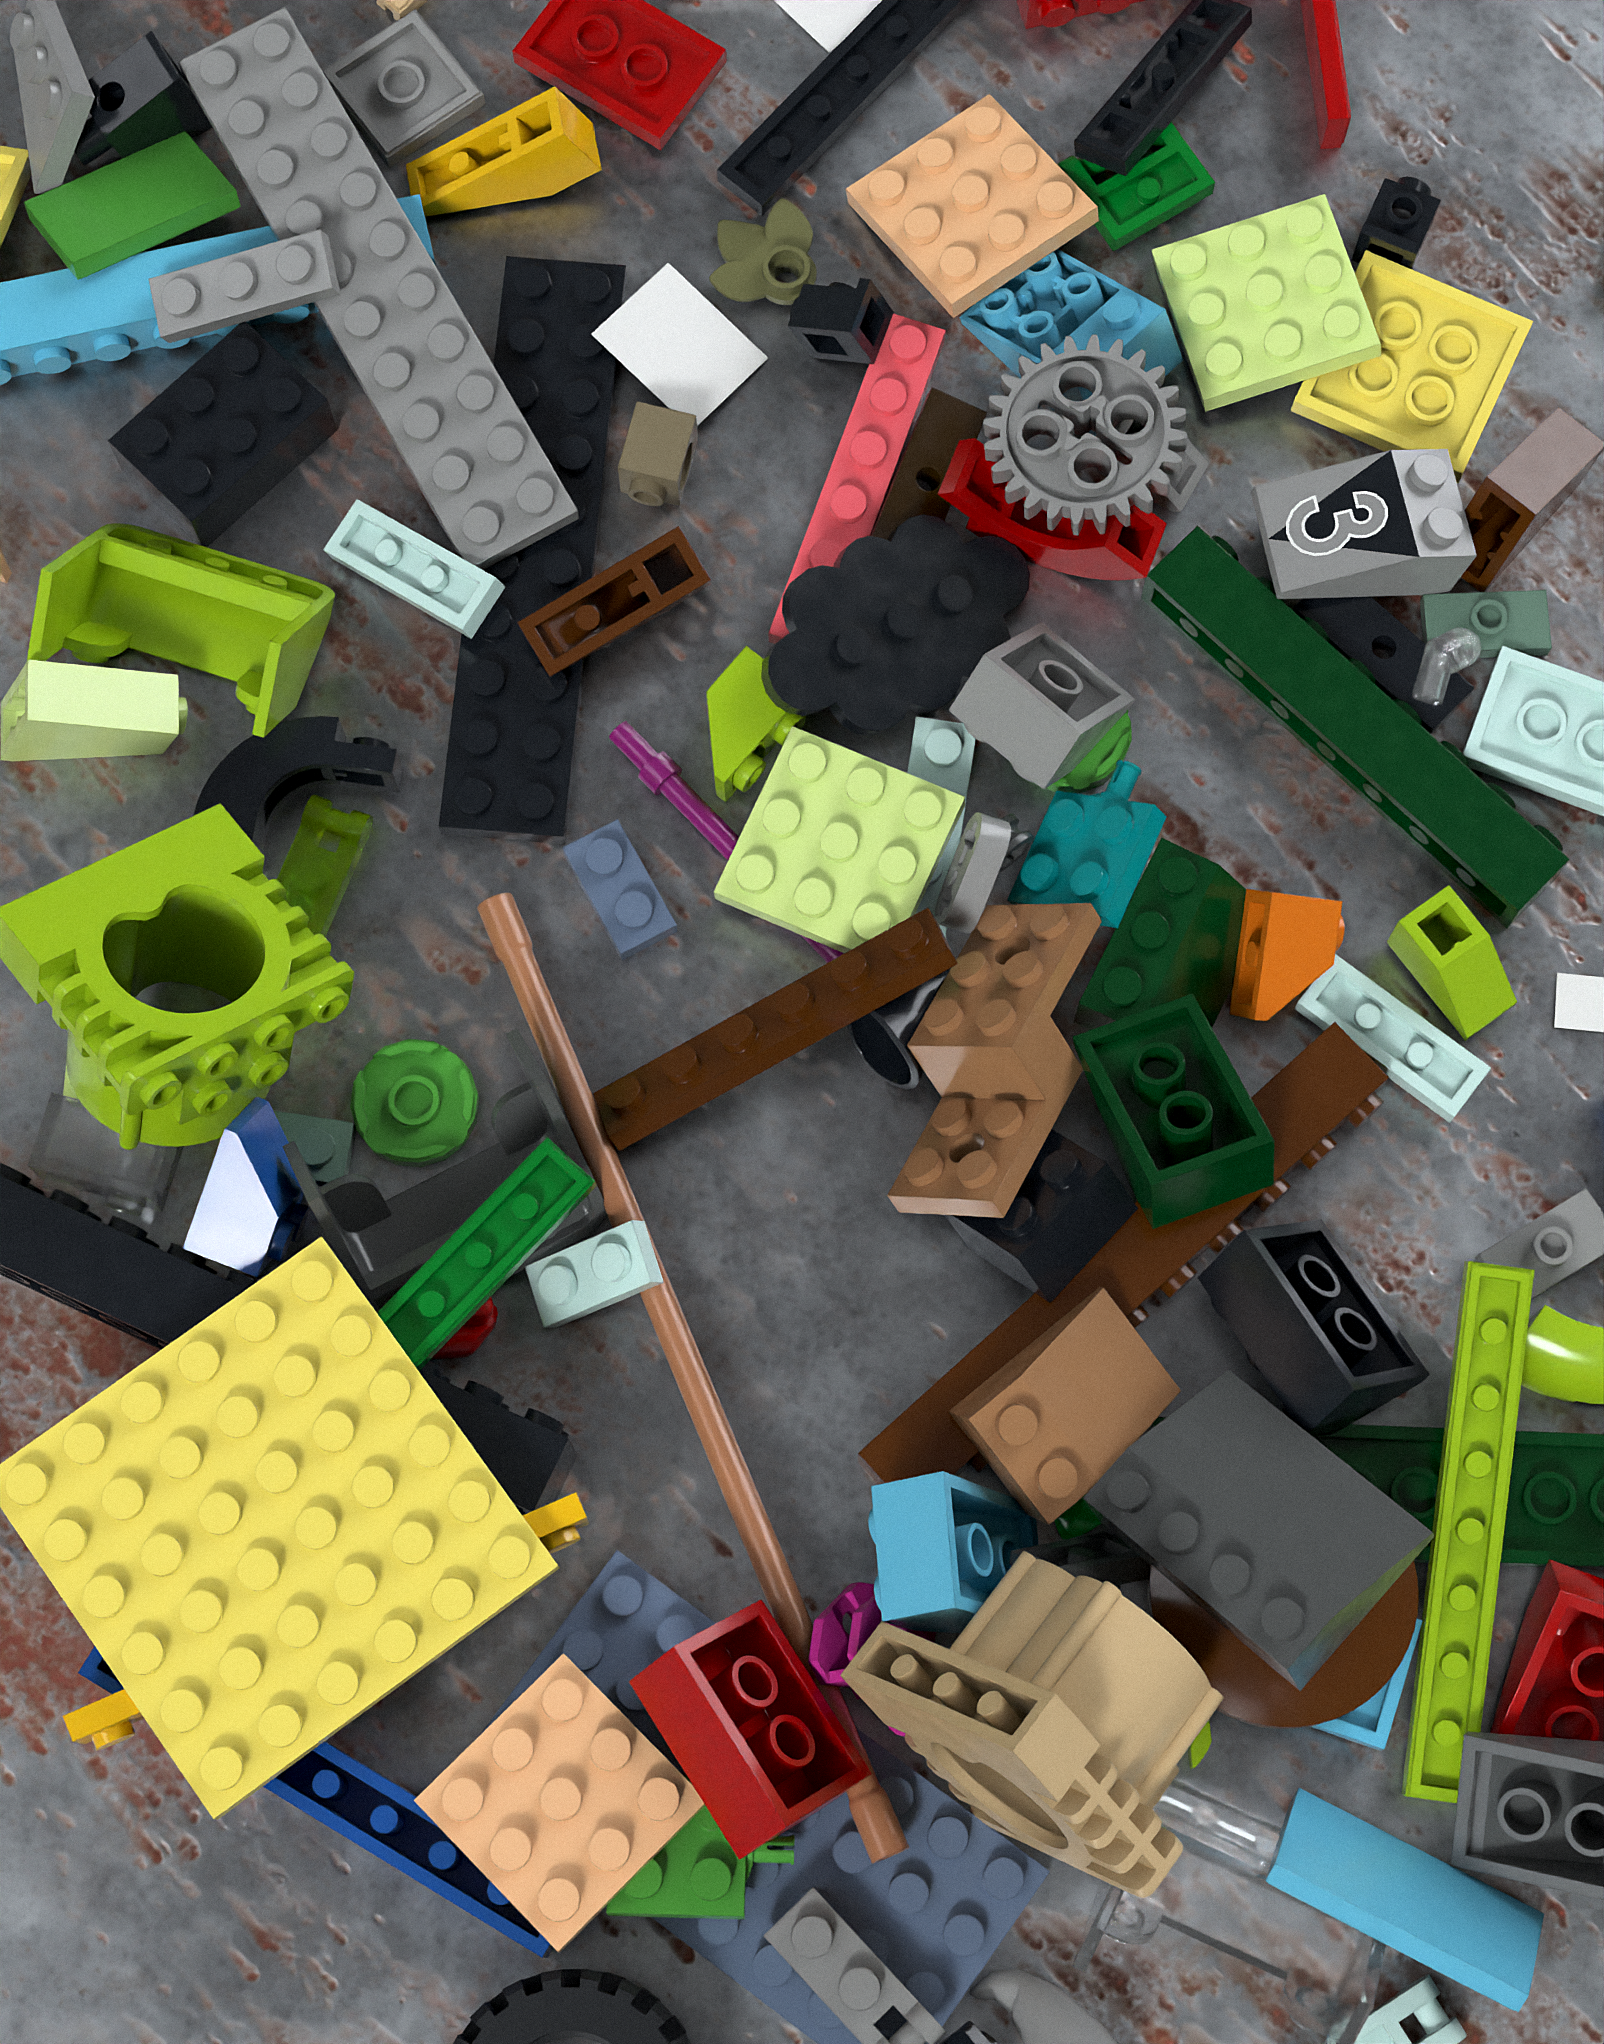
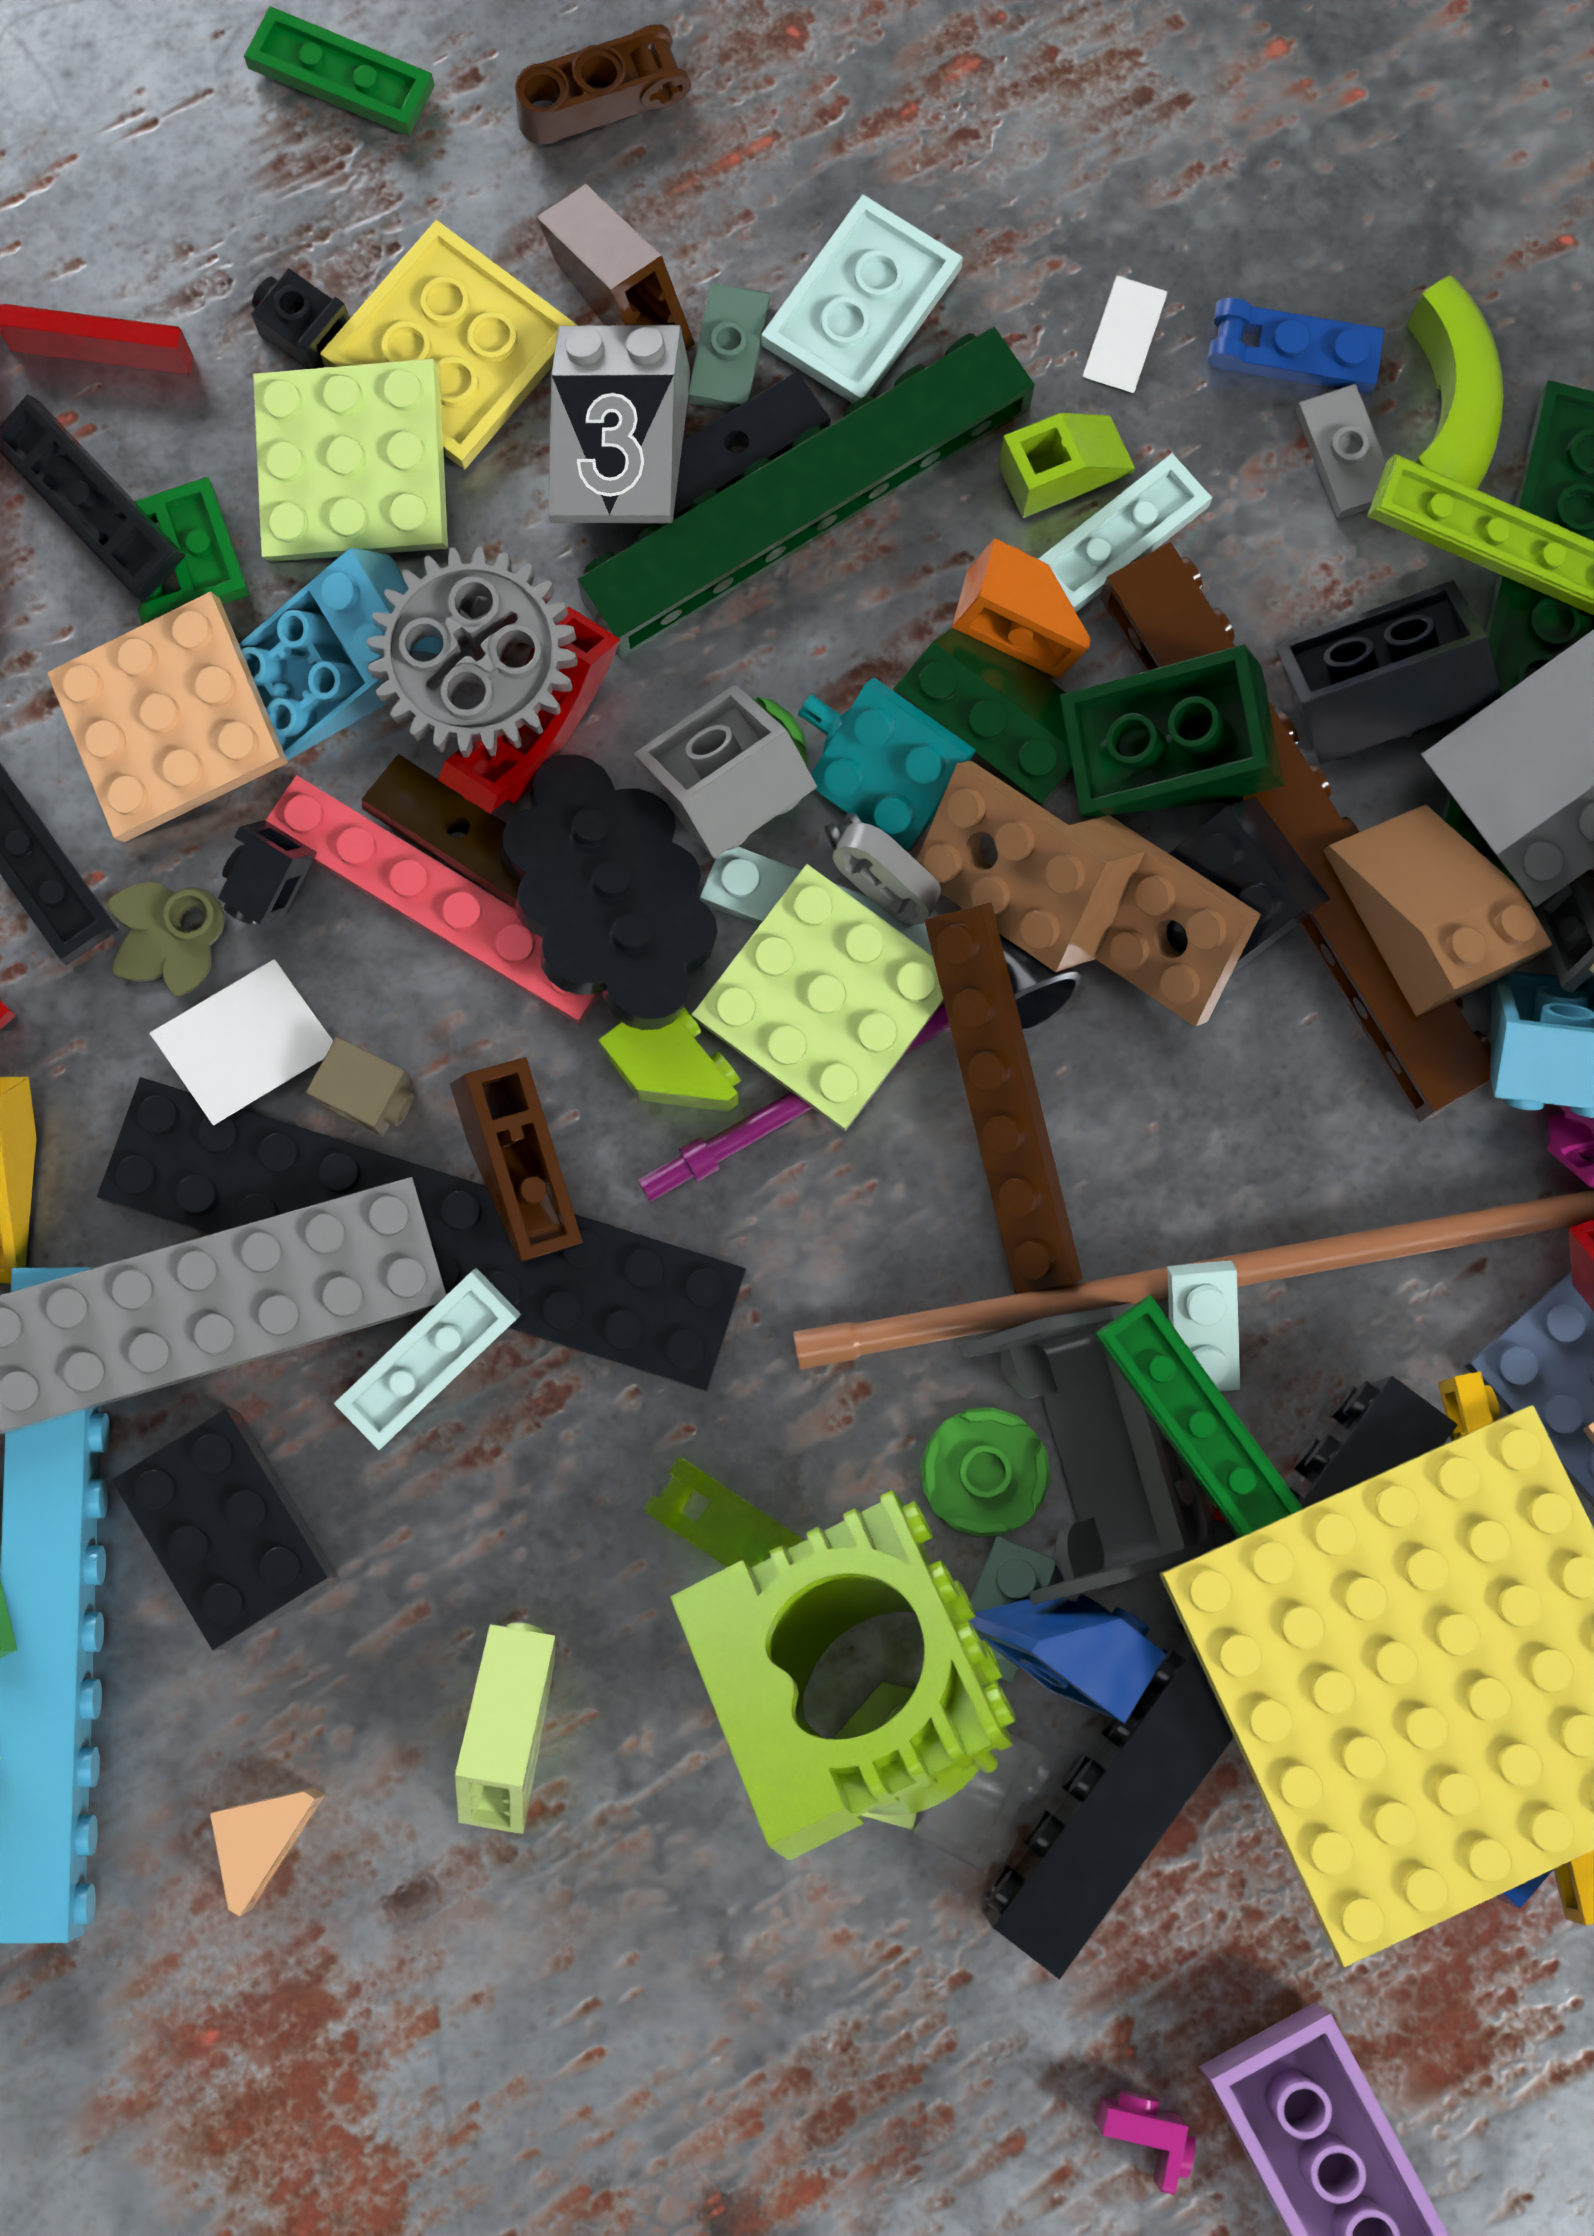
camera: 80 degrees left, 5 degrees up
(187, 607) = (411, 1594): lime windscreen -> none
(244, 286) = (78, 1470): light grey plate -> none
(290, 758) = (603, 1544): black arch -> none
(620, 889) = (809, 1224): sand blue plate -> none
(1441, 658) = (766, 387): clear arm -> none

